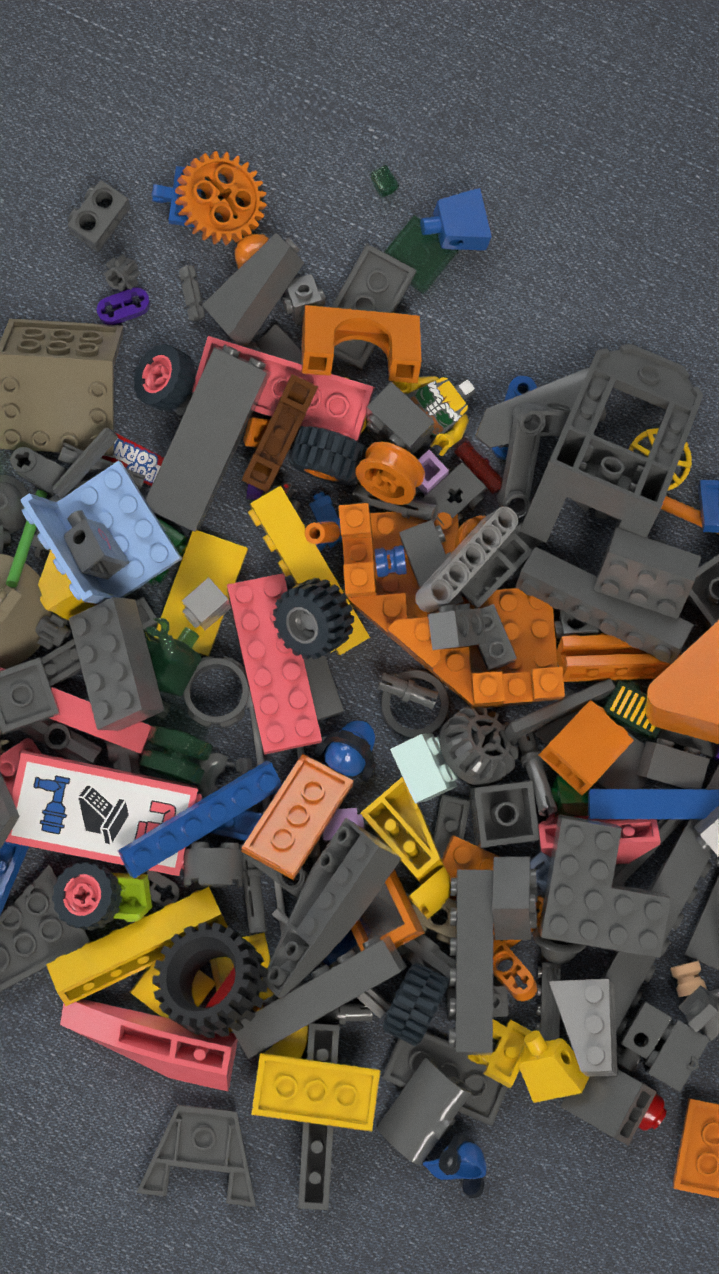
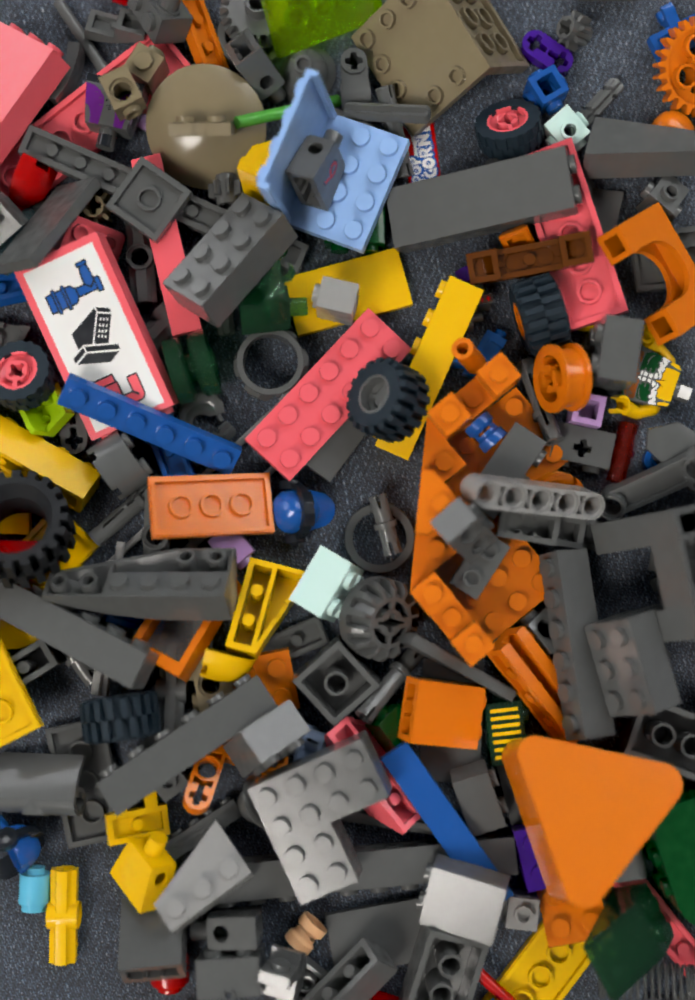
camera: 60 degrees right, 5 degrees up
(153, 319) = (549, 83): none -> blue brick
(186, 333) = (571, 121): none -> light aqua brick
(505, 1174) = (34, 889): none -> medium azure brick
(542, 1165) = (63, 915): none -> yellow piece

